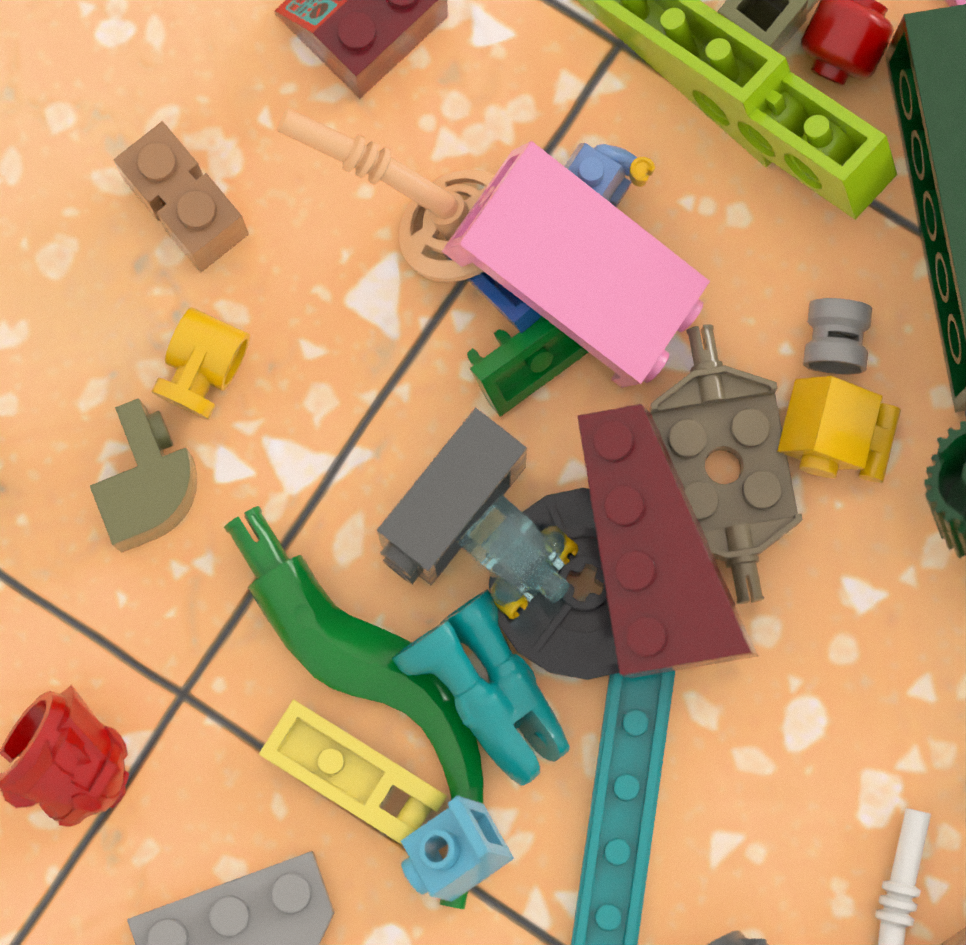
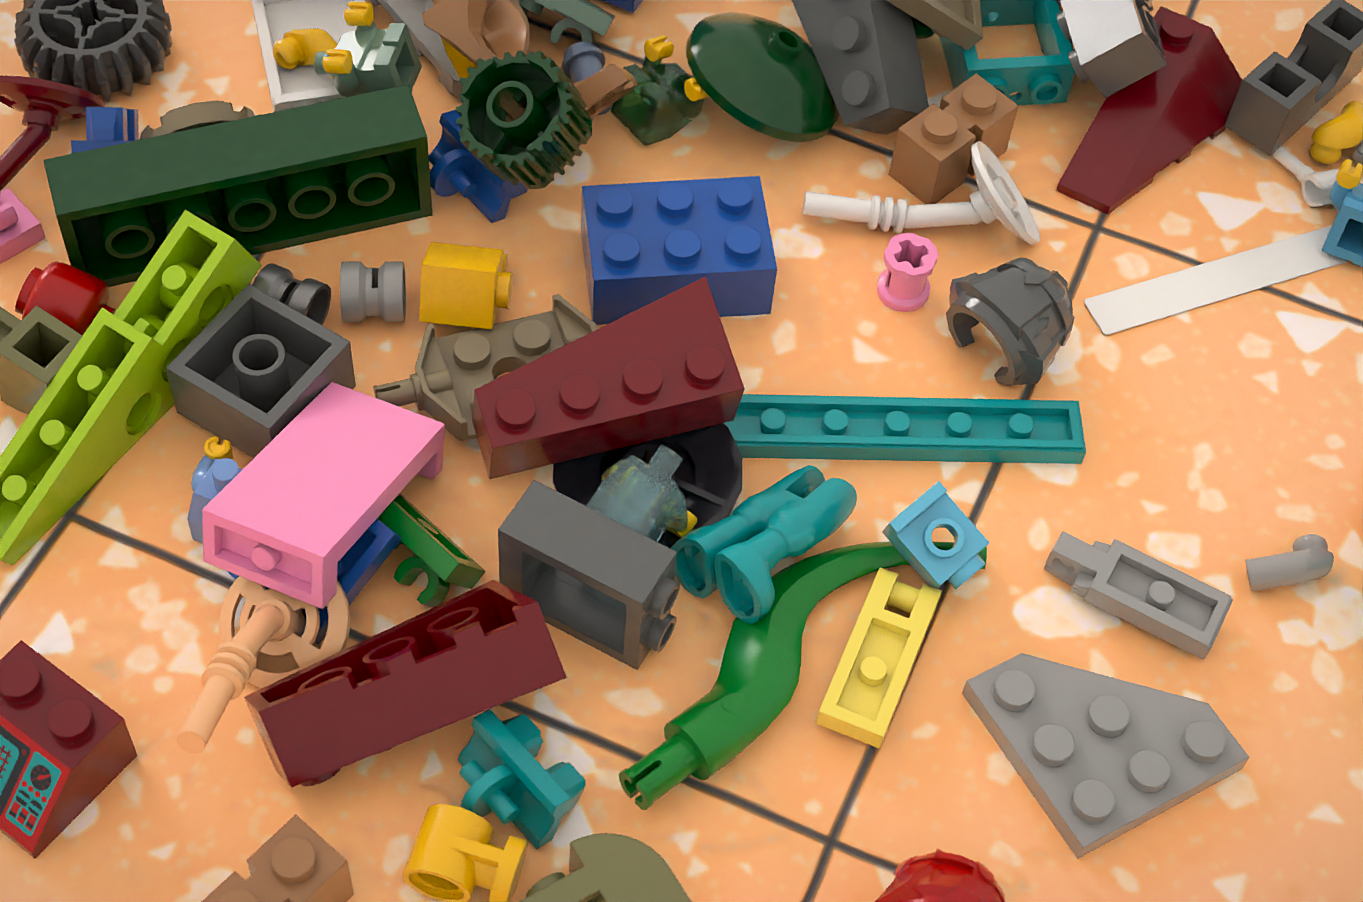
camera: 105 degrees left, 25 degrees down
(298, 402) = (511, 782): none -> teal hips
(367, 326) = (406, 683): none -> dark red wedge
(730, 214) = (256, 370): none -> dark grey brick
(821, 915) = (908, 265): none -> bright pink bush
(832, 251) = (306, 296): none -> flat silver wheel
(858, 655) = (668, 234): none -> blue brick

